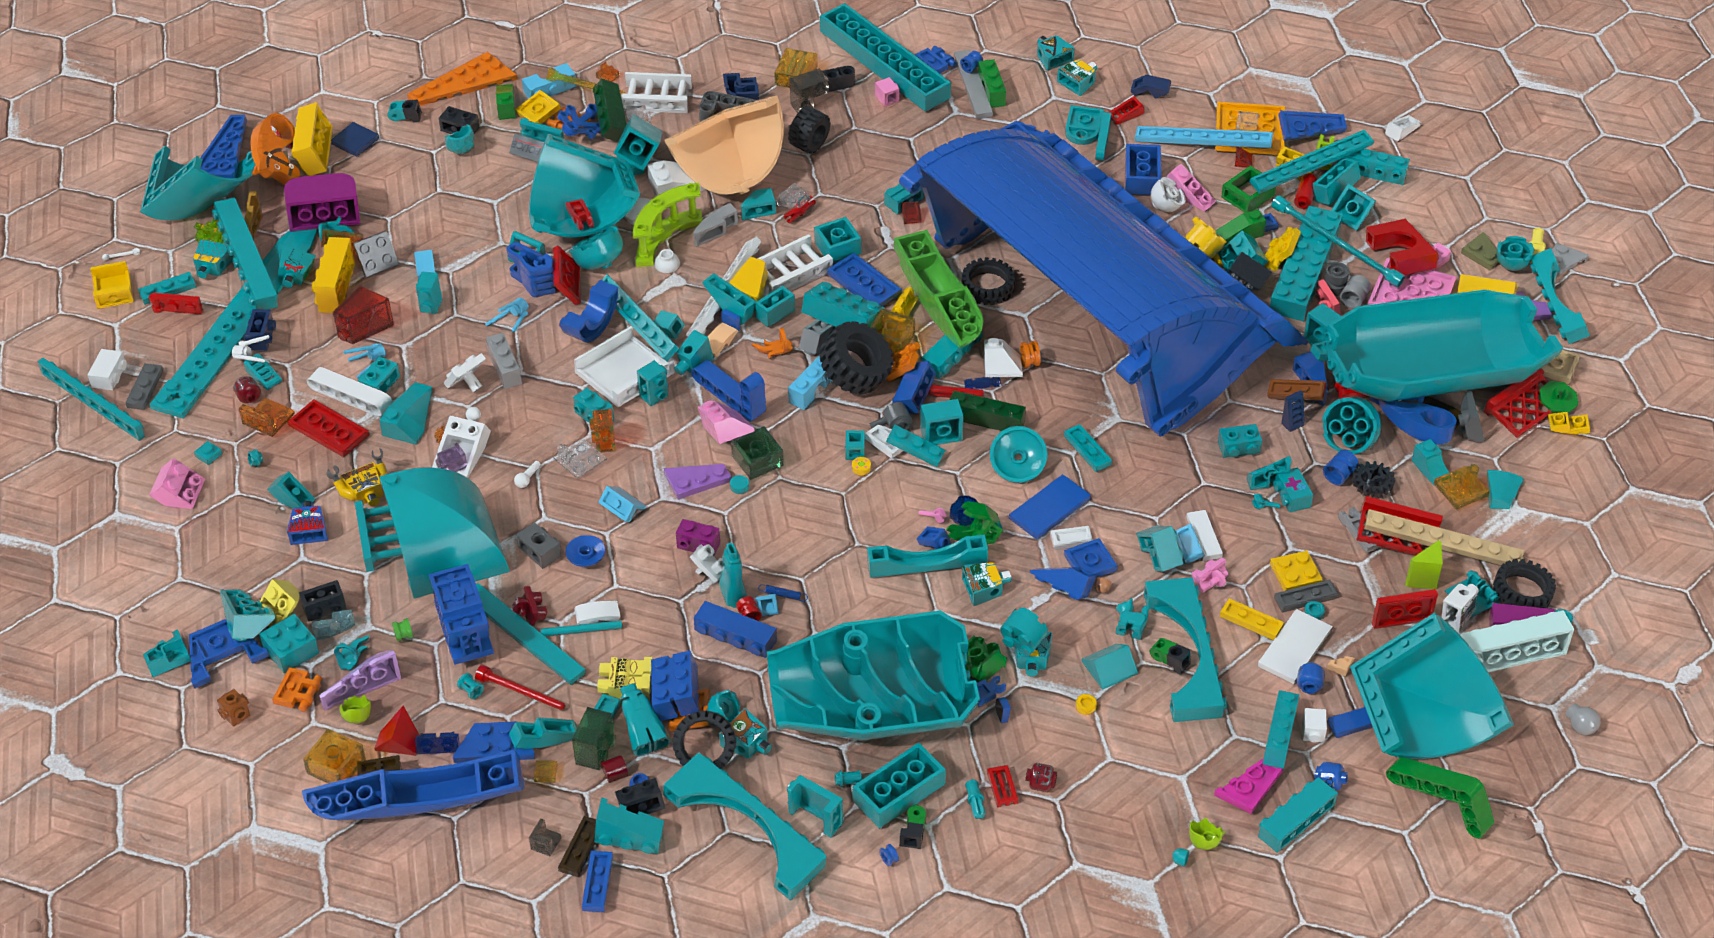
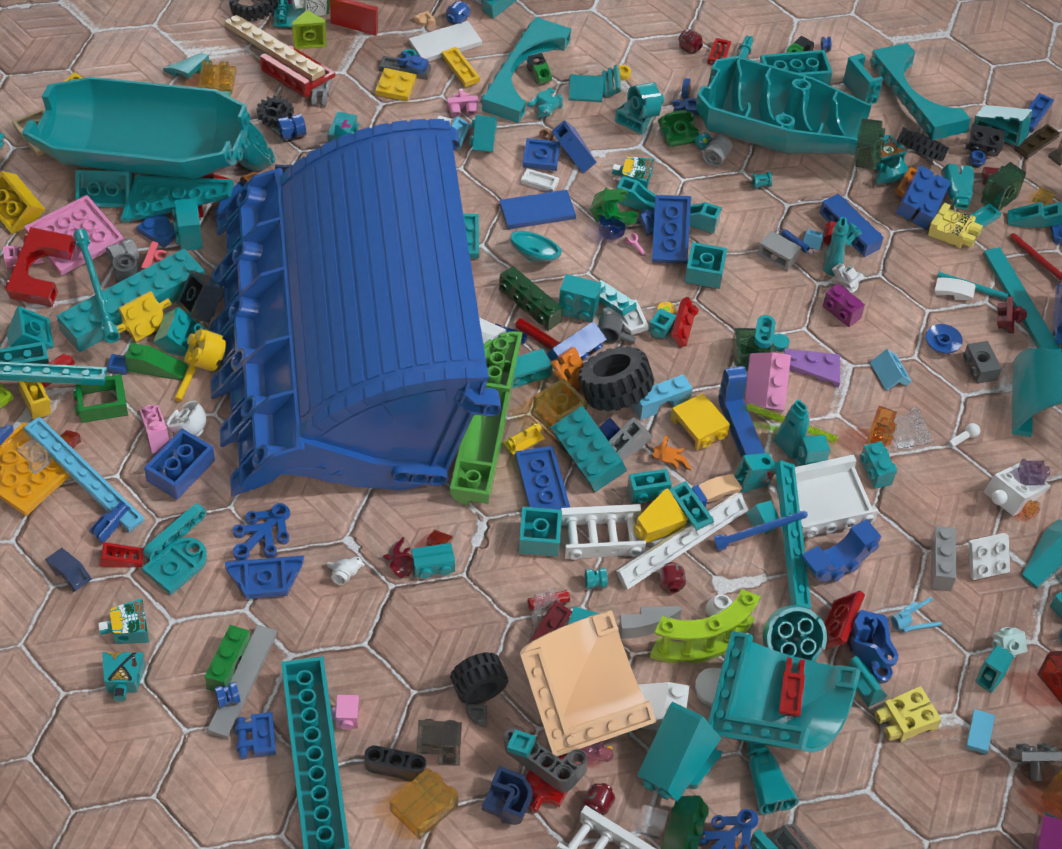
camera: 155 degrees left, 5 degrees up
(423, 321) = (1011, 639): none -> light aqua brick
(483, 247) = (908, 715): none -> light yellow hips
(678, 389) = (793, 429): none -> teal piece
(681, 115) = (599, 798): none -> dark red head
(684, 410) = (778, 417): none -> clear neon green piece
(692, 299) = (723, 541): none -> blue piece
(715, 258) = (672, 577): none -> dark red head
(721, 599) = (856, 231): none -> teal bush
(749, 95) = (521, 743): none -> teal plate
(752, 449) = (764, 331): none -> teal plate
(759, 695) = (870, 143): none -> clear green brick
(774, 234) = (596, 578): none -> teal wheel
(775, 375) = (701, 420): none -> yellow panel
(784, 183) = (553, 619): none -> dark red tile
(791, 566) = (779, 250): none -> light grey brick
(836, 455) = (684, 321): none -> red plate
(850, 511) = (705, 265): none -> teal brick
(906, 528) = (671, 229): none -> blue plate
(1087, 680) = (609, 85): none -> teal tile
(1153, 119) = (109, 522): none -> blue arm
(1296, 594) = (415, 63): none -> blue plate

